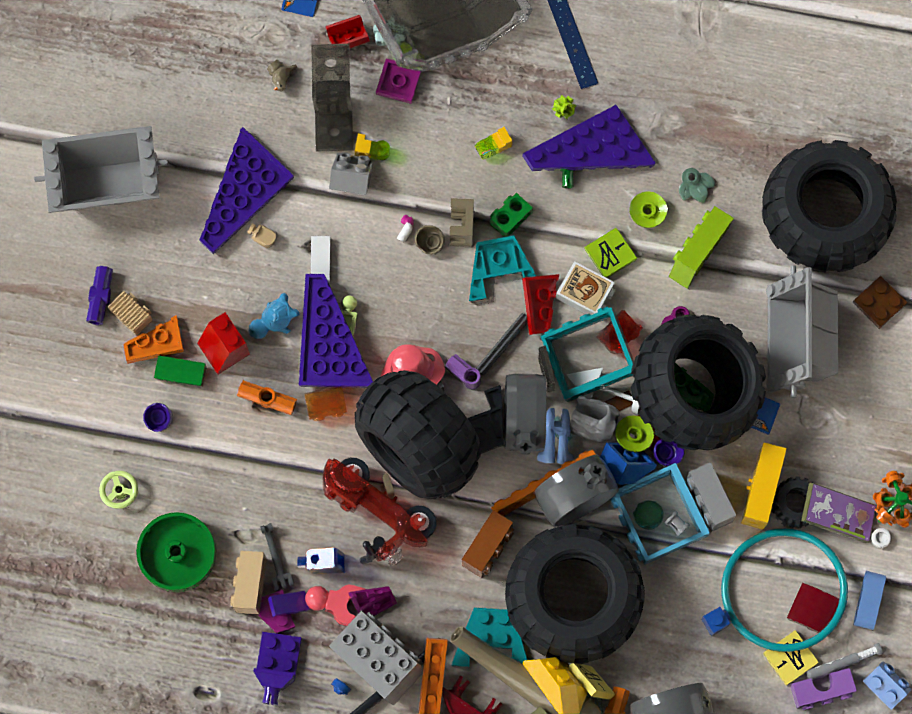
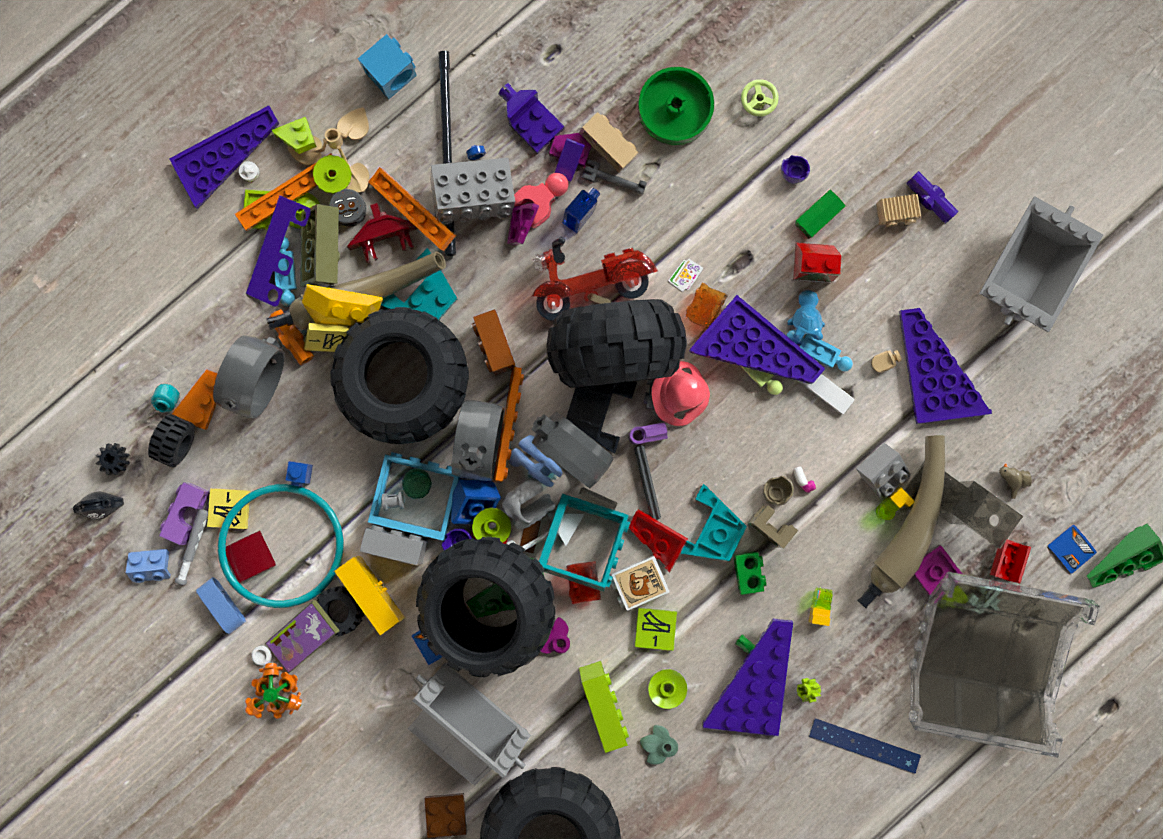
camera: 130 degrees right, 10 degrees up
(160, 341) = (857, 215): orange wing -> none
(255, 393) = (755, 258): orange piece -> none
(293, 288) = (822, 351): none -> medium azure plate
(311, 441) = (685, 275): none -> white sticker
(392, 112) = (909, 546): none -> dark tan animal

